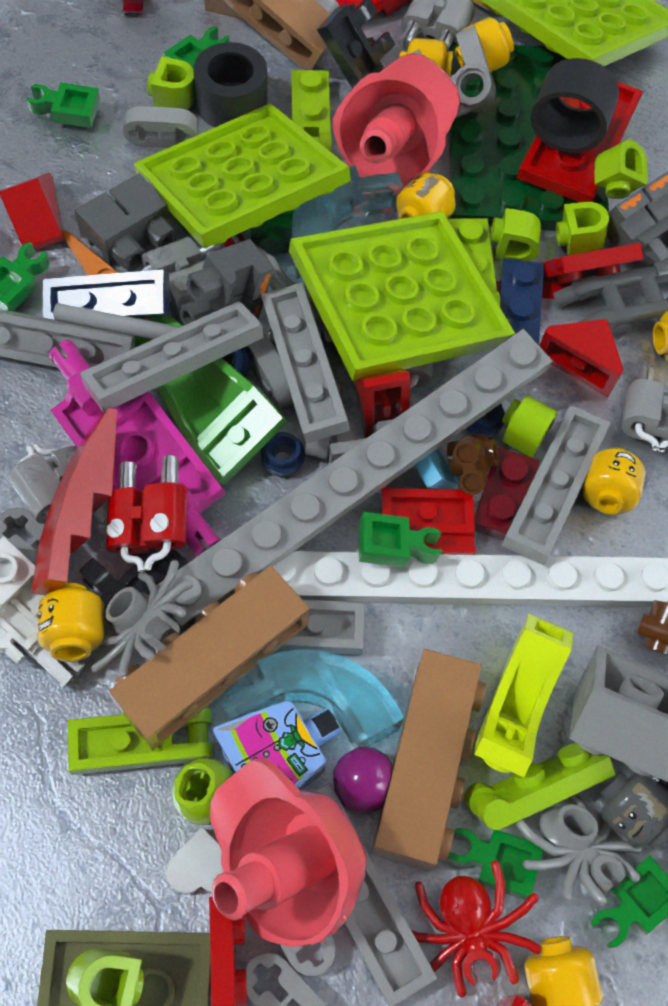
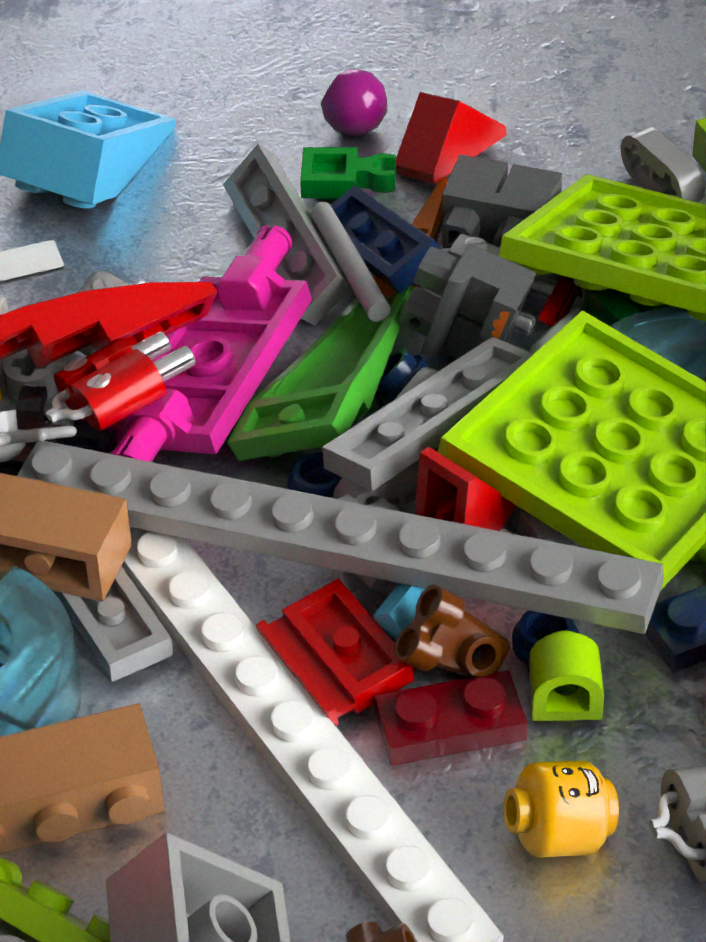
camera: 65 degrees right, 20 degrees down
(68, 105) = (613, 95): green plate -> none
(171, 356) = (333, 303): light grey plate -> none
(390, 542) = (264, 606): green plate -> none
(521, 695) = (95, 839): neon yellow arch -> none
(556, 485) = (497, 744): light grey plate -> none

